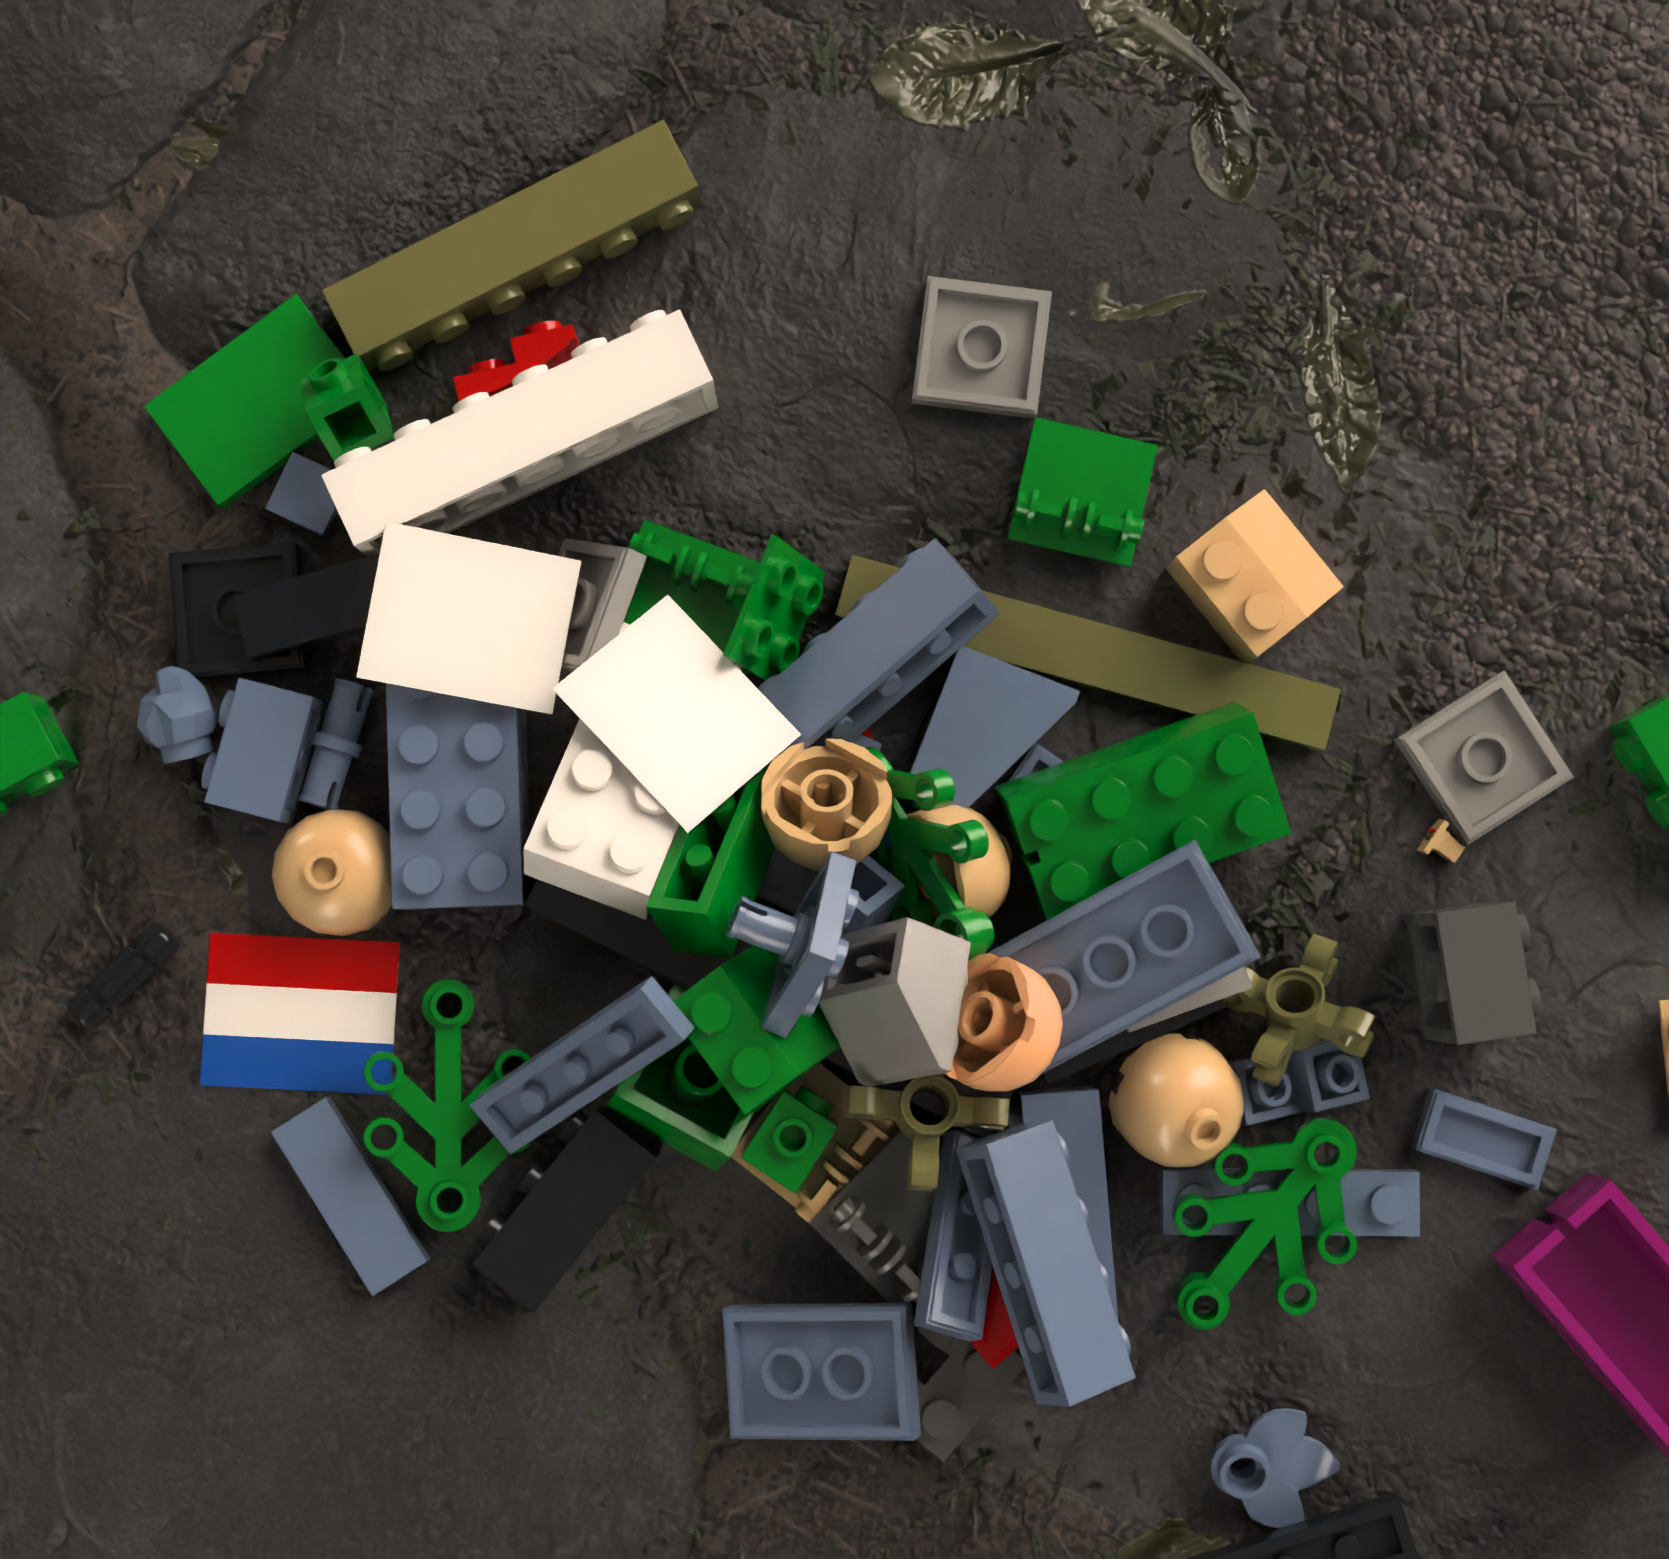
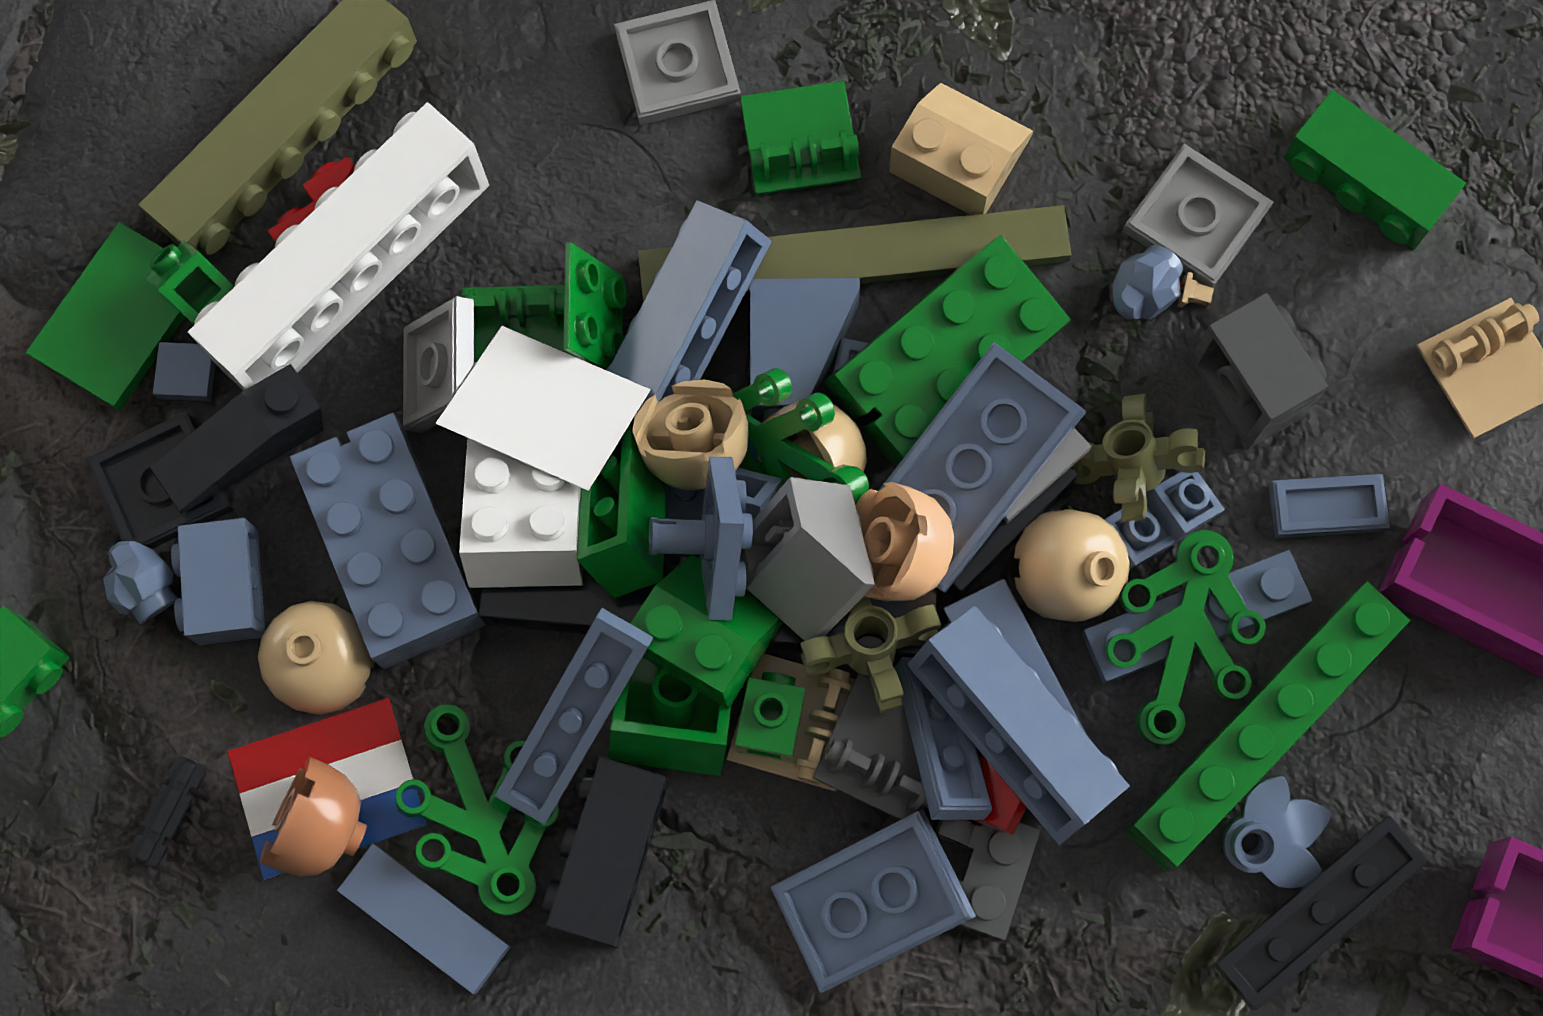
camera: 15 degrees left, 10 degrees down
(272, 1054) = (315, 822): none -> nougat cylinder
(336, 744) = (277, 555): sand blue pin -> none
(468, 618) = (347, 400): white sticker -> none
(1313, 1353) = (1266, 727): none -> green brick
(1393, 817) = (1147, 283): none -> sand blue rock

